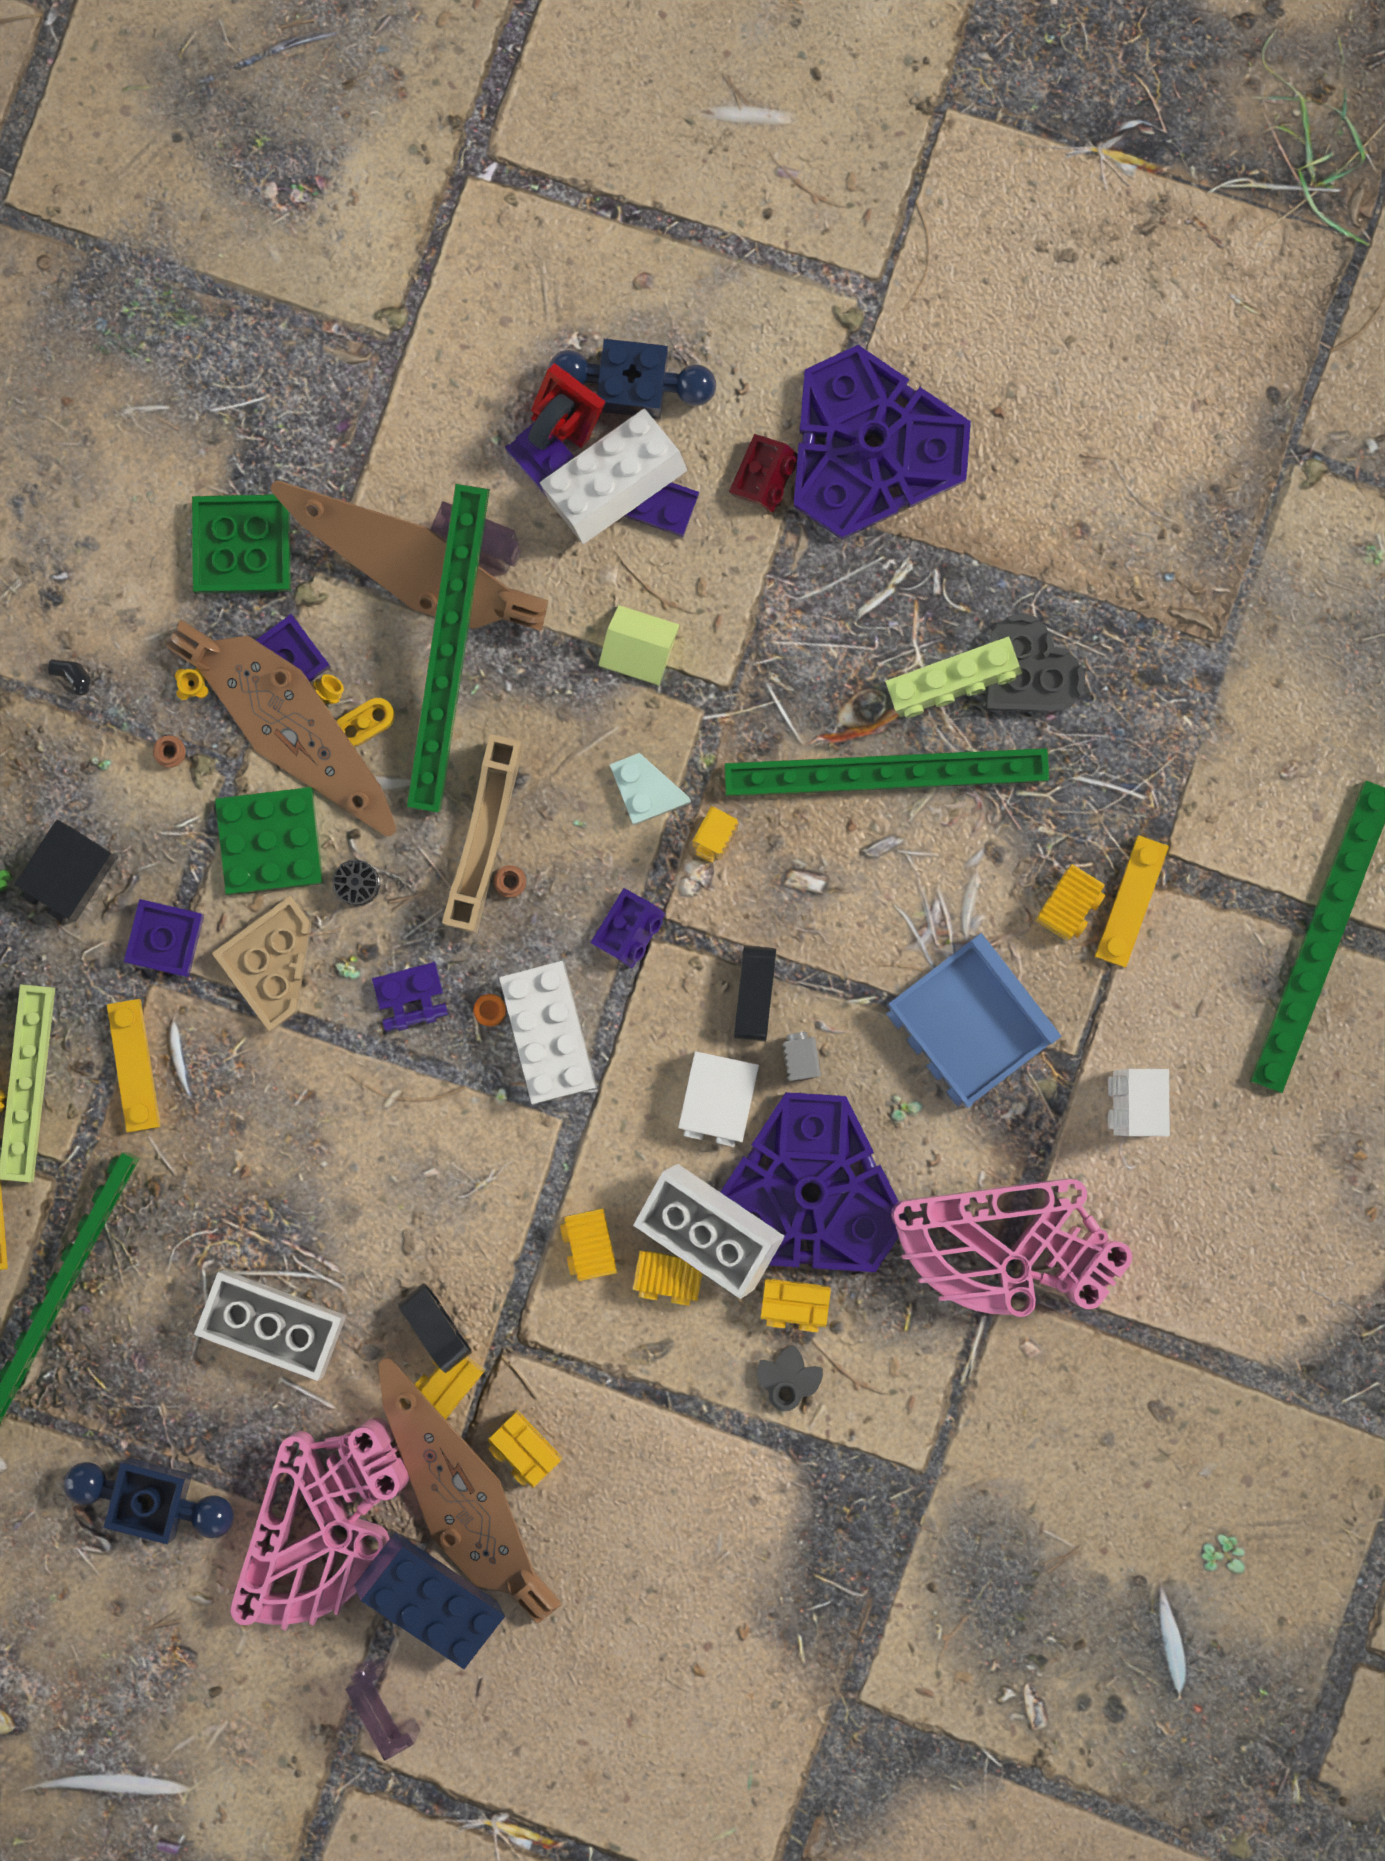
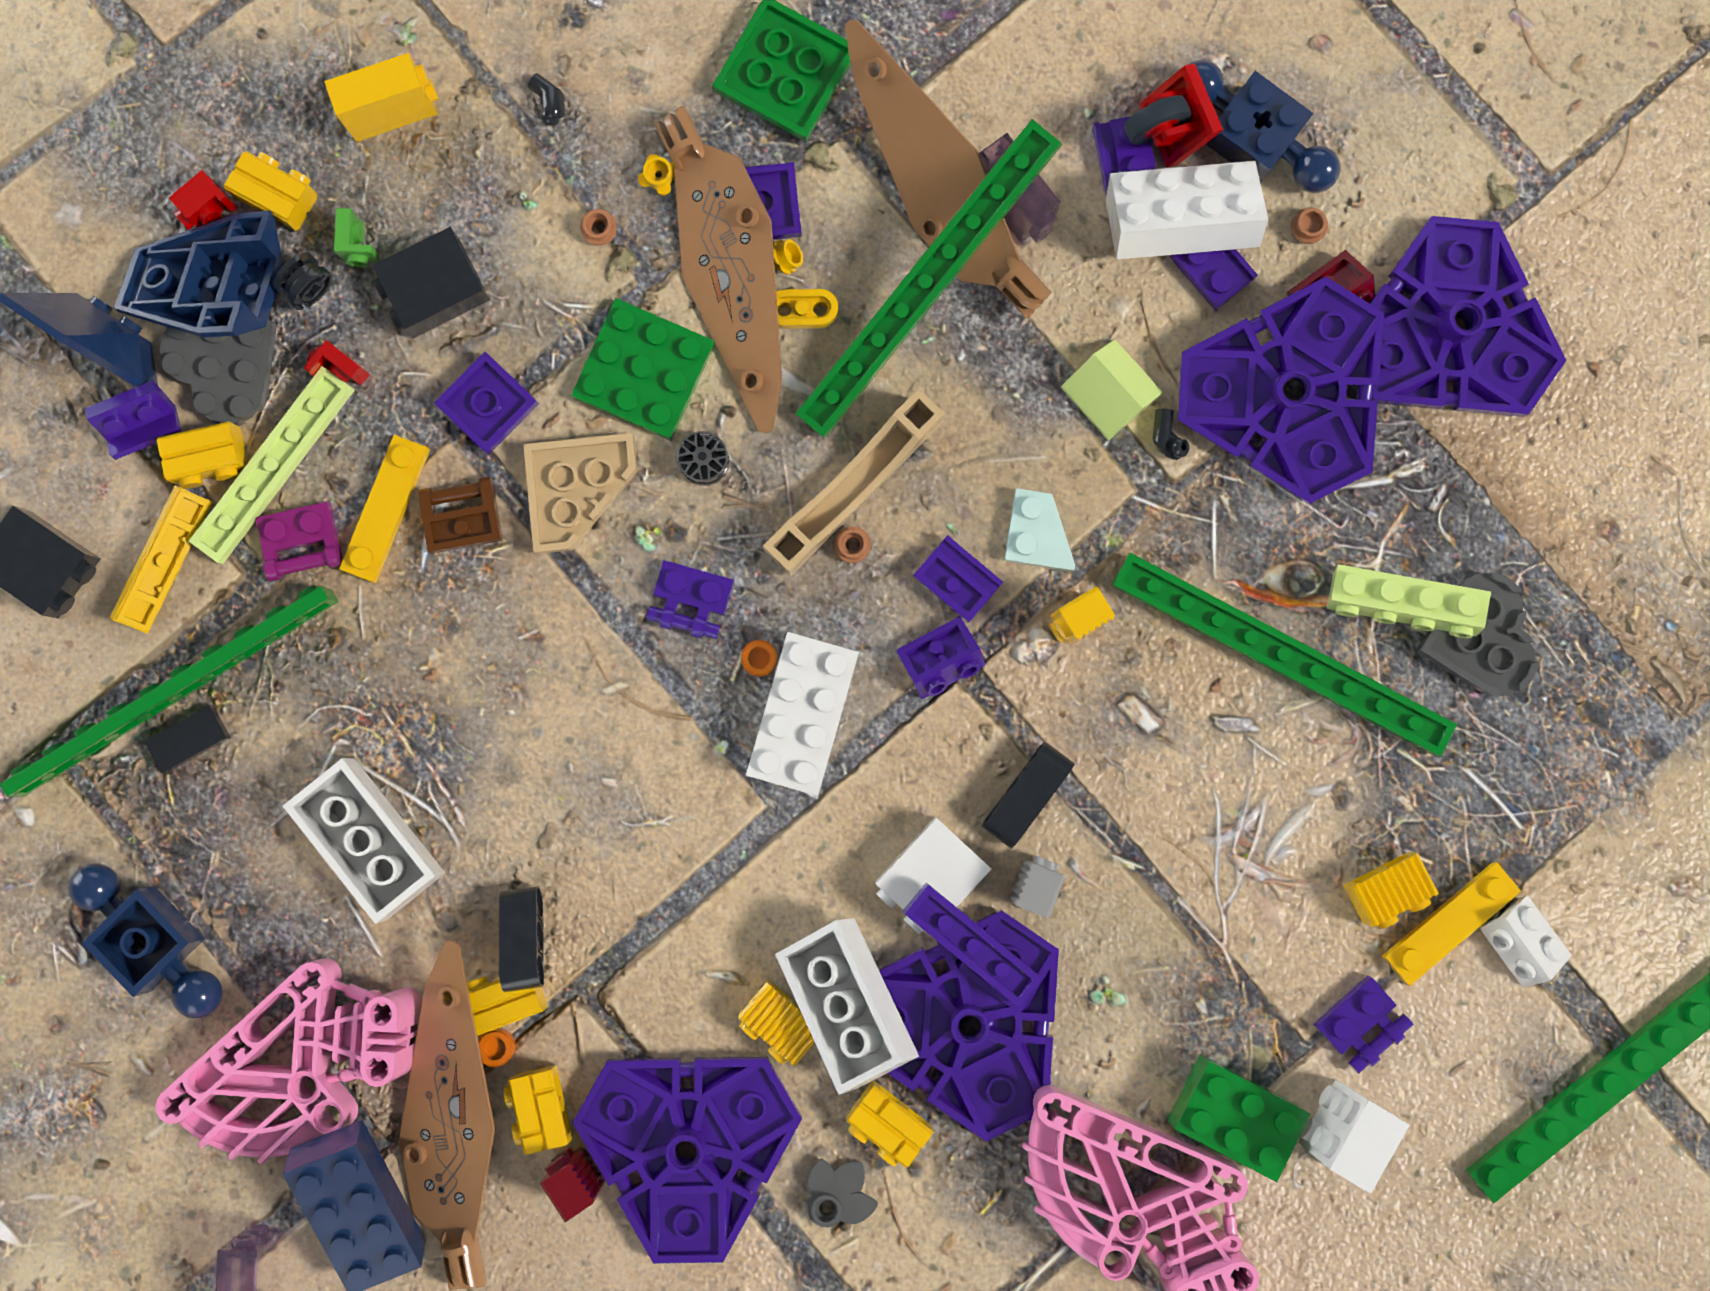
camera: 25 degrees right, 0 degrees up
(35, 975) = (335, 361): none -> red bracket
(75, 1121) = (295, 530): none -> magenta plate
(87, 1331) = (187, 739): none -> black tile
(200, 1045) = (463, 526): none -> reddish brown plate
(465, 1422) = (496, 1047): none -> orange tile
(580, 1486) = (571, 1182): none -> dark red brick
(589, 1244) = (721, 945): yellow brick -> none
(605, 860) = (957, 579): none -> dark purple plate
(675, 1366) = (732, 1116): none -> dark purple plate
(702, 659) = (1165, 438): none -> black arm
(716, 430) = (1309, 225): none -> nougat plate
(777, 518) = (1236, 389): none -> dark purple plate
(777, 1130) = (972, 945): none -> dark purple plate
(972, 1021) = (1226, 949): medium blue panel -> none
(1053, 1142) = (1238, 1117): none -> green brick
(1100, 1012) = (1355, 1016): none -> dark purple plate
(1195, 882) = (1526, 943): none -> white bracket

